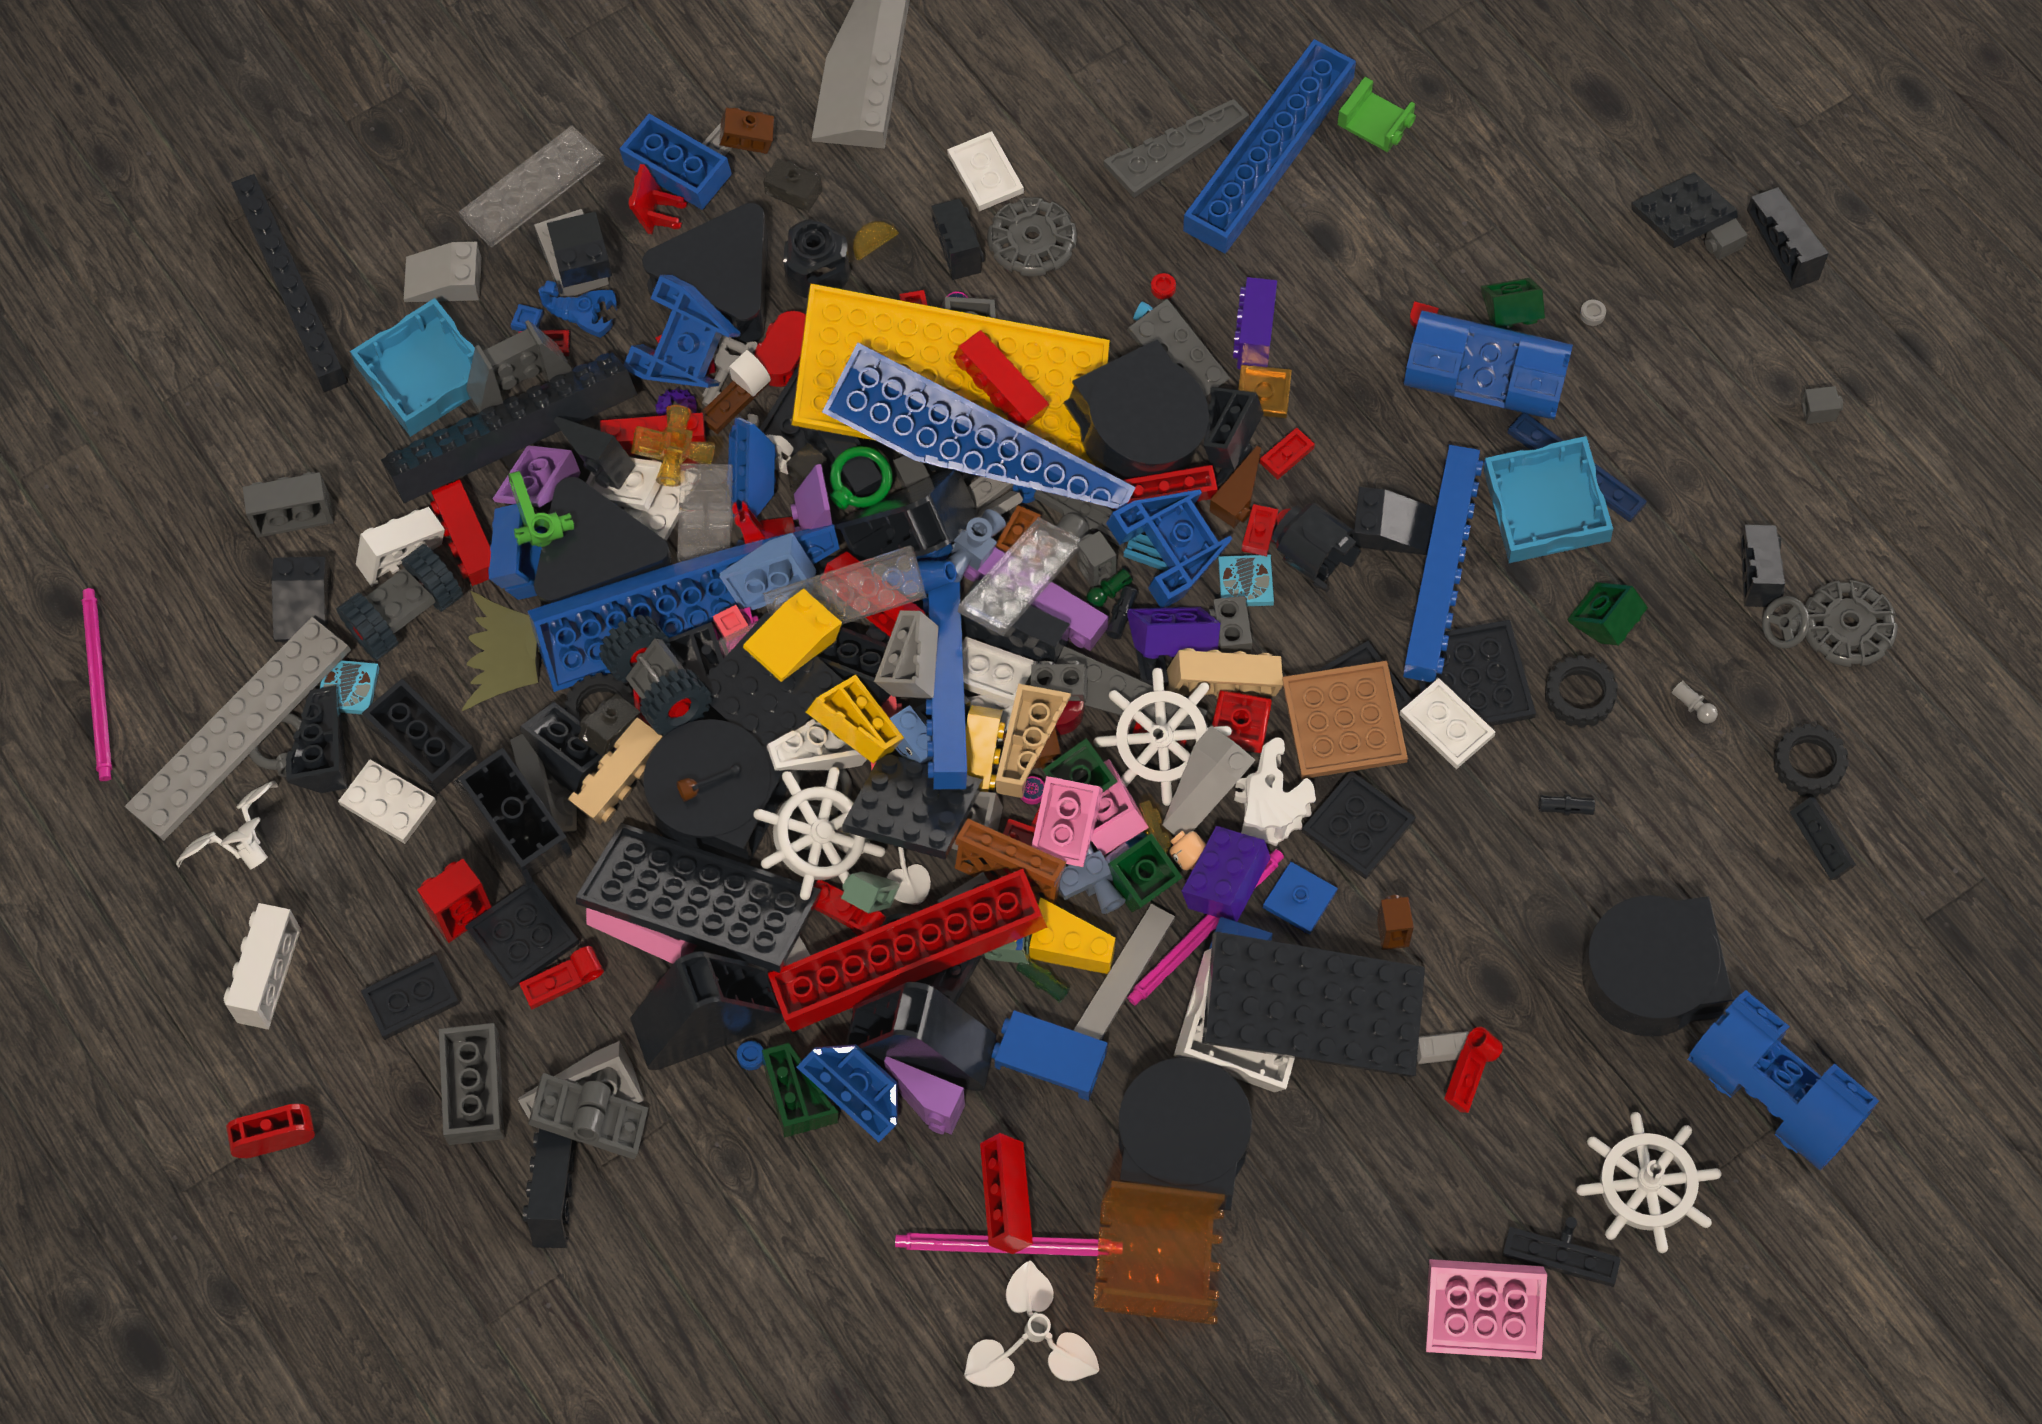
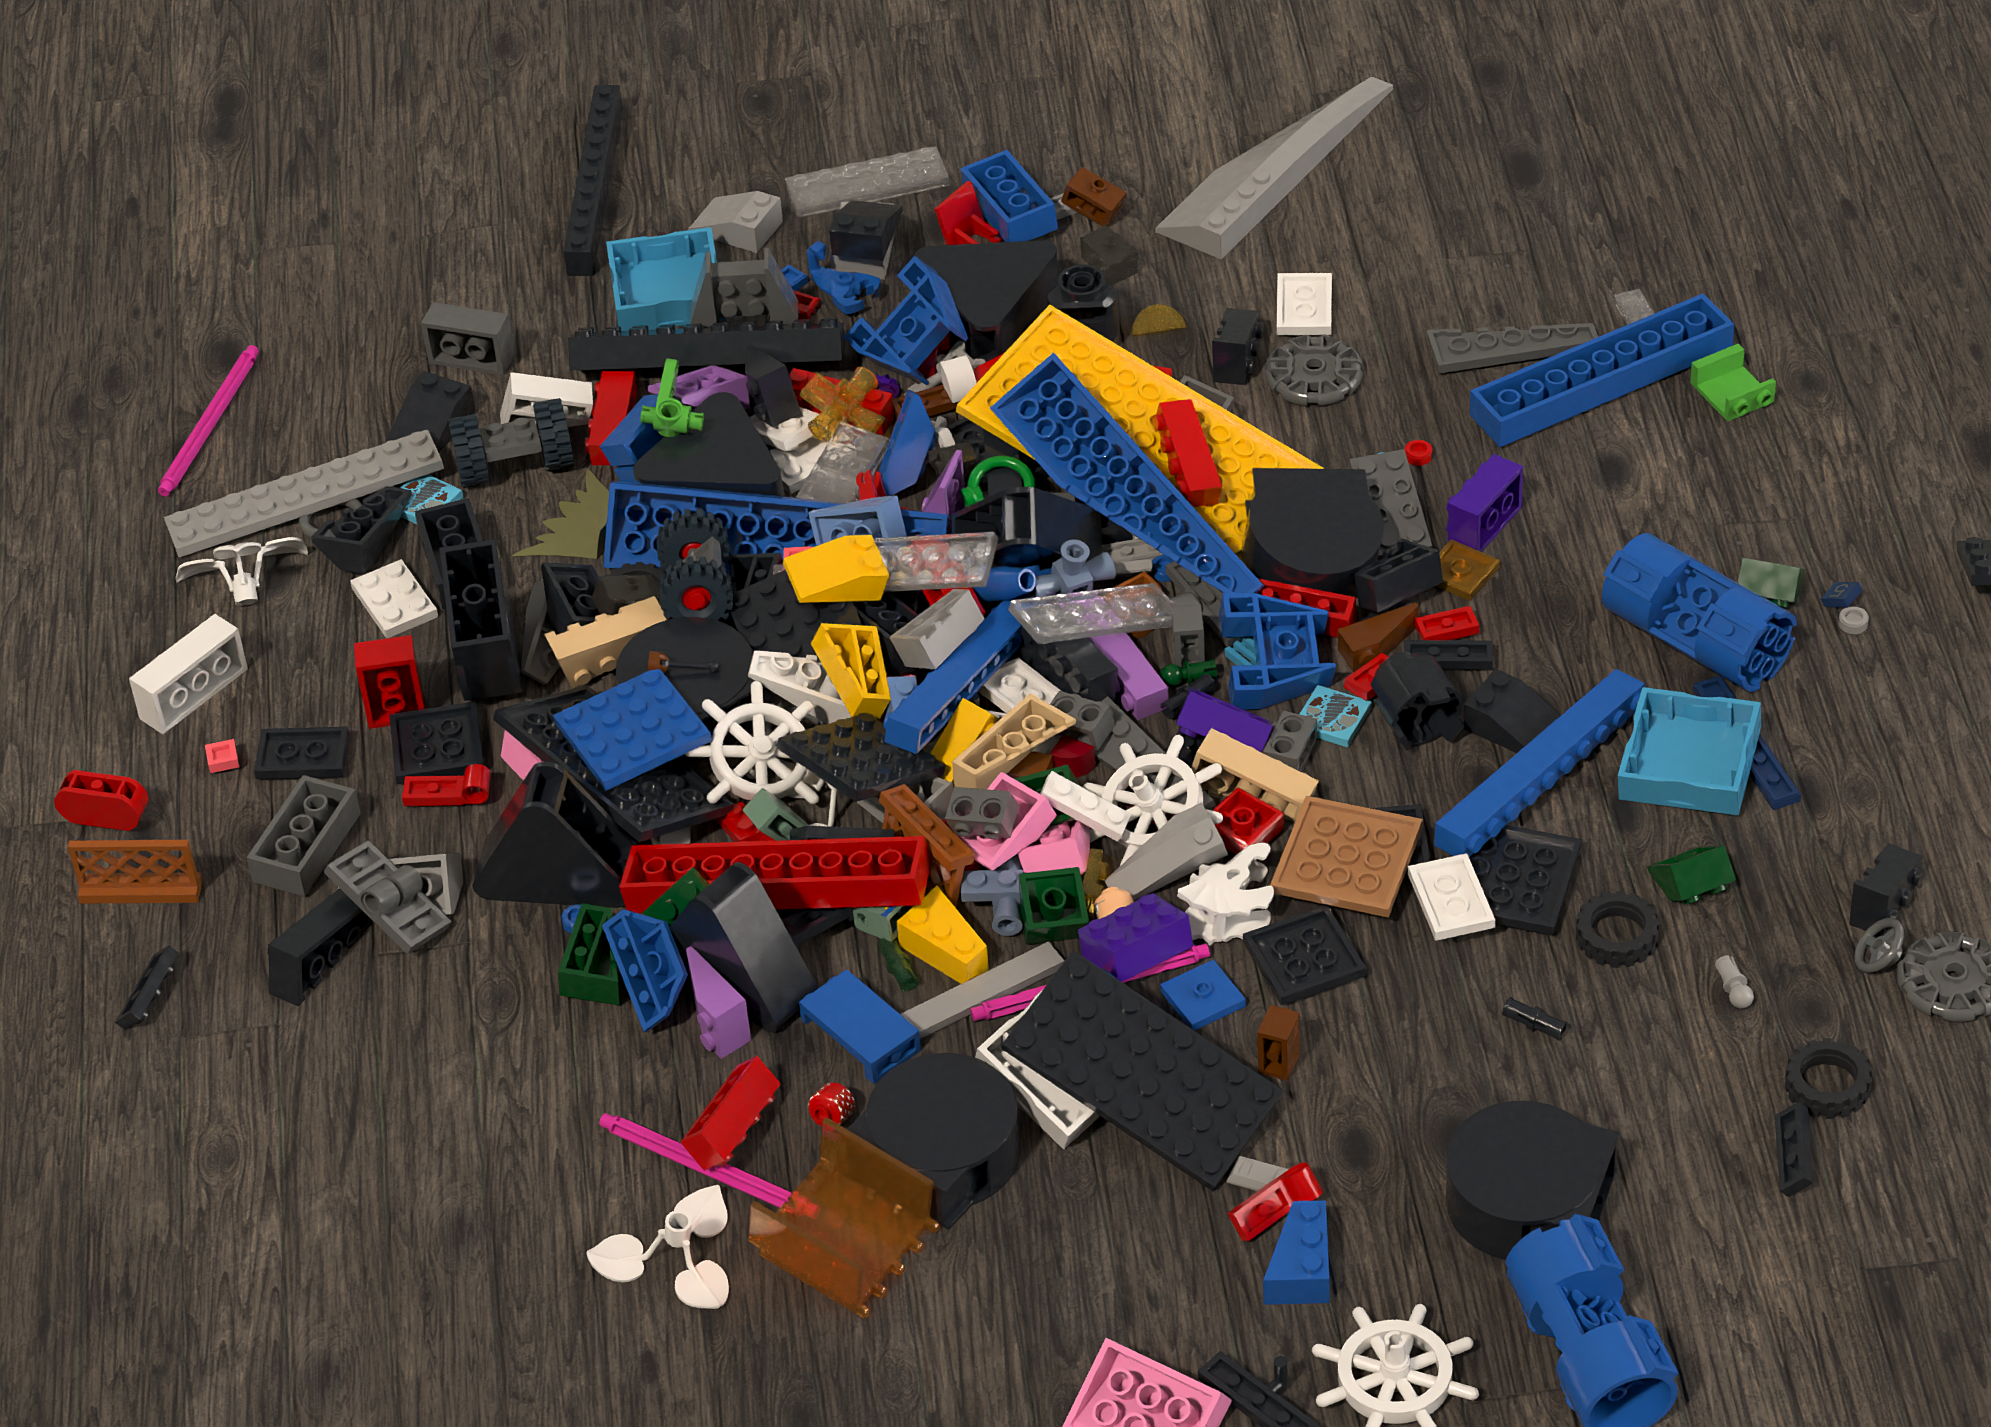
camera: 30 degrees right, 20 degrees down
(341, 1032) = (222, 756): none -> coral plate
(350, 1192) = (134, 885): none -> dark orange fence
(429, 1295) = (147, 988): none -> black plate
(706, 864) = (632, 728): none -> blue plate
(838, 1017) = (677, 897): none -> dark green plate
(935, 884) = (828, 832): none -> black plate
(1054, 816) = (983, 806): none -> dark grey brick
(1075, 1143) = (831, 1102): none -> red head
(1120, 770) = (1085, 806): none -> white plate
(1257, 70) = (1632, 305): none -> clear plate
(1304, 482) = (1454, 653): none -> black plate
(1522, 1110) = (1300, 1260): none -> blue wedge
(1573, 292) = (1841, 594): none -> dark blue tile

